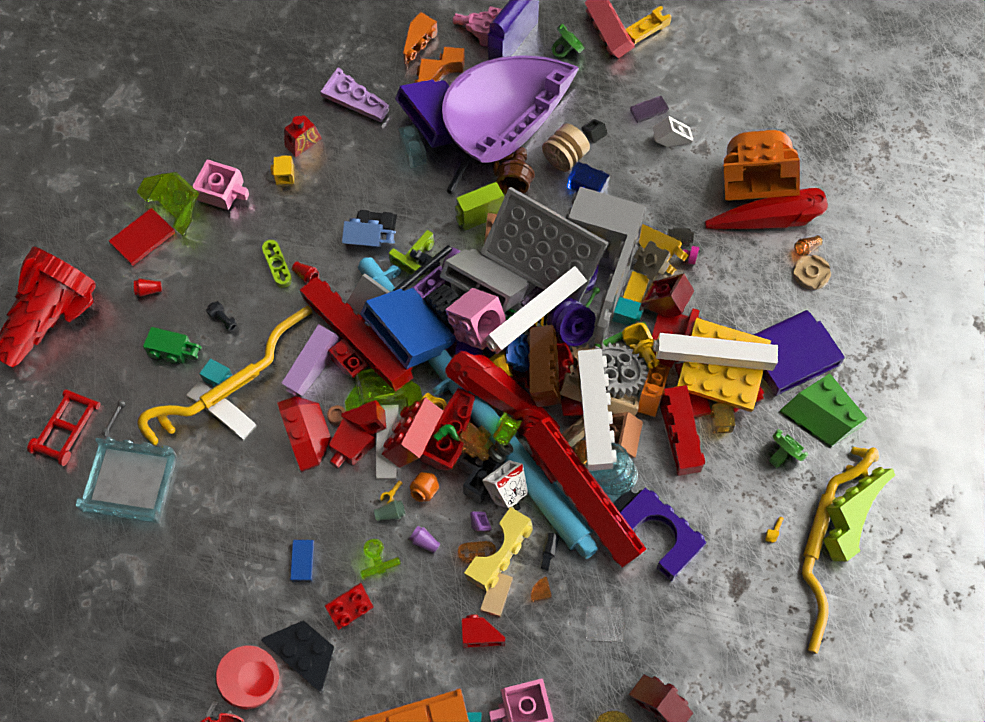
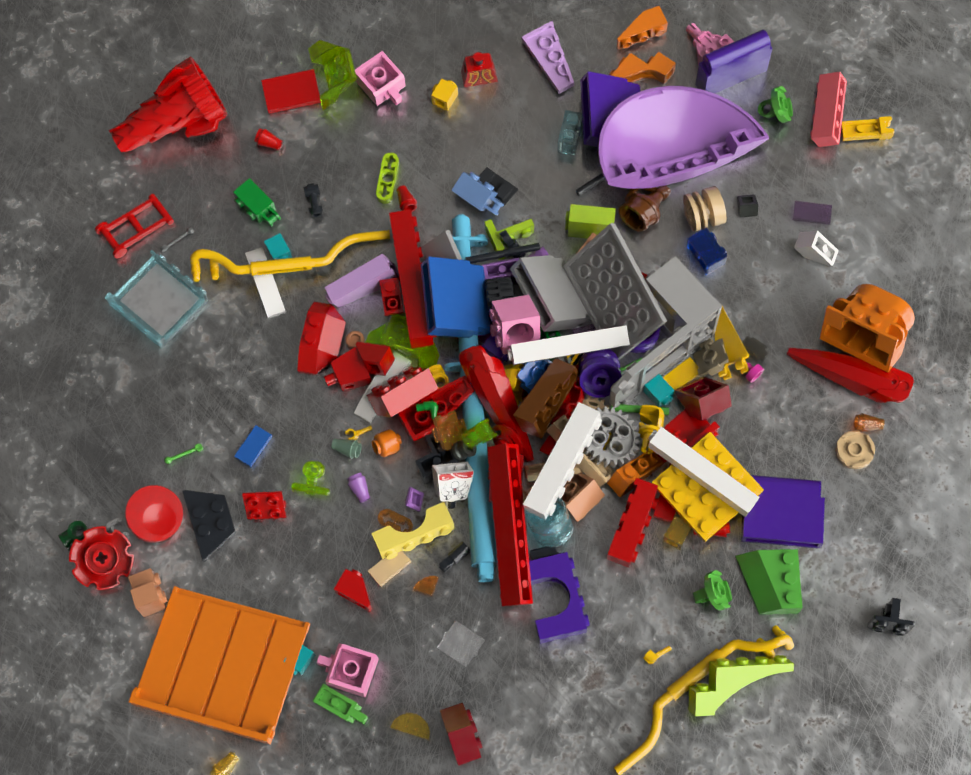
camera: 35 degrees right, 5 degrees up
(250, 592) = (198, 447): none -> bright green hinge
(940, 386) = (890, 620): none -> black bracket

